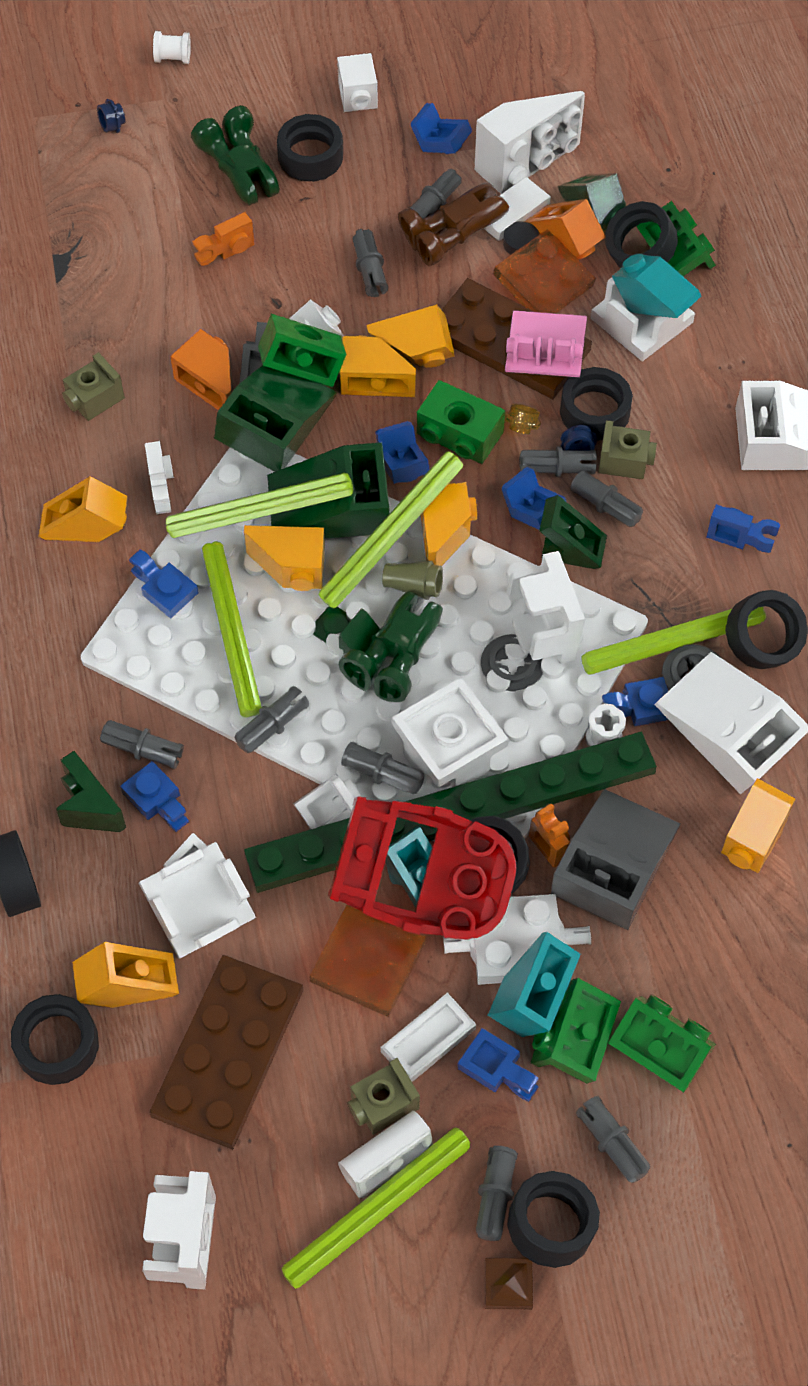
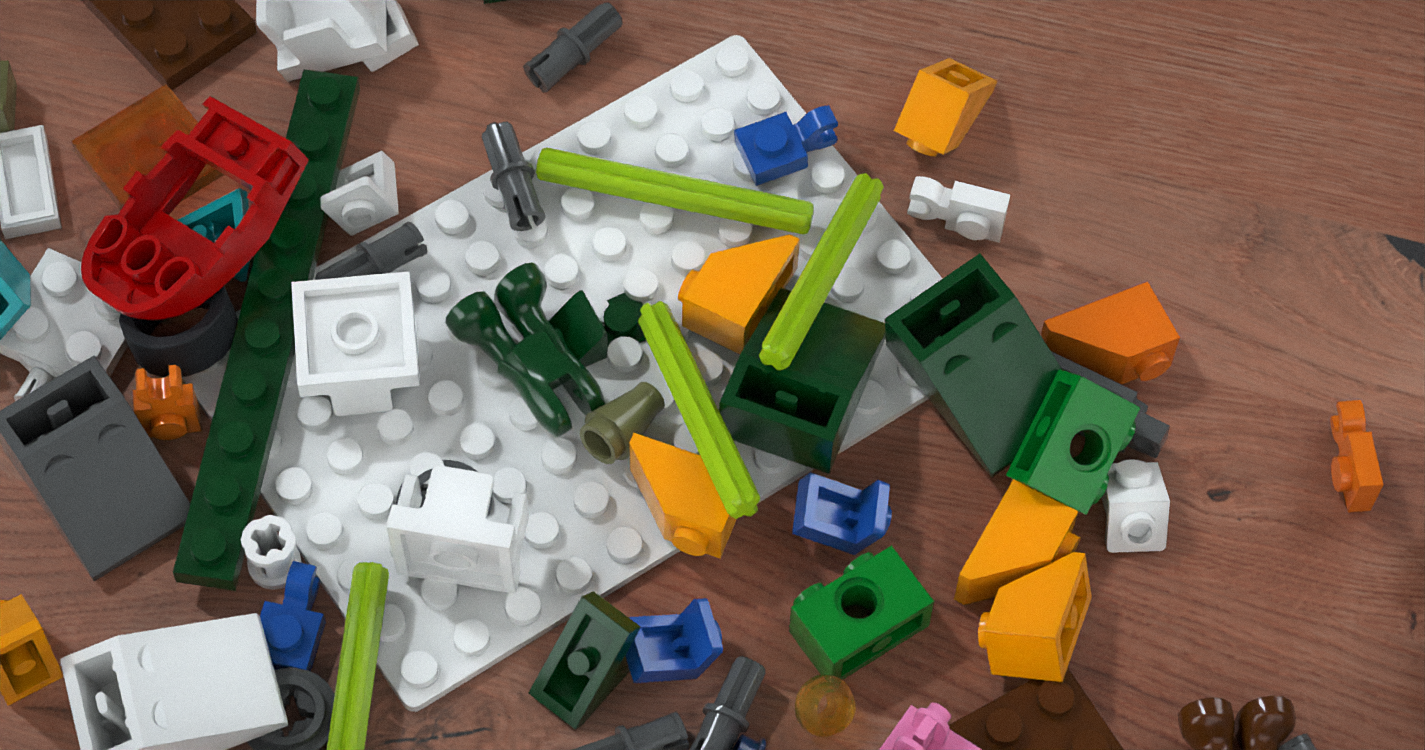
camera: 115 degrees right, 0 degrees up
(93, 388) = (1155, 192): olive brick -> none
(155, 793) = (502, 35): blue plate -> none
(369, 262) = (1227, 638): dark grey axle -> none

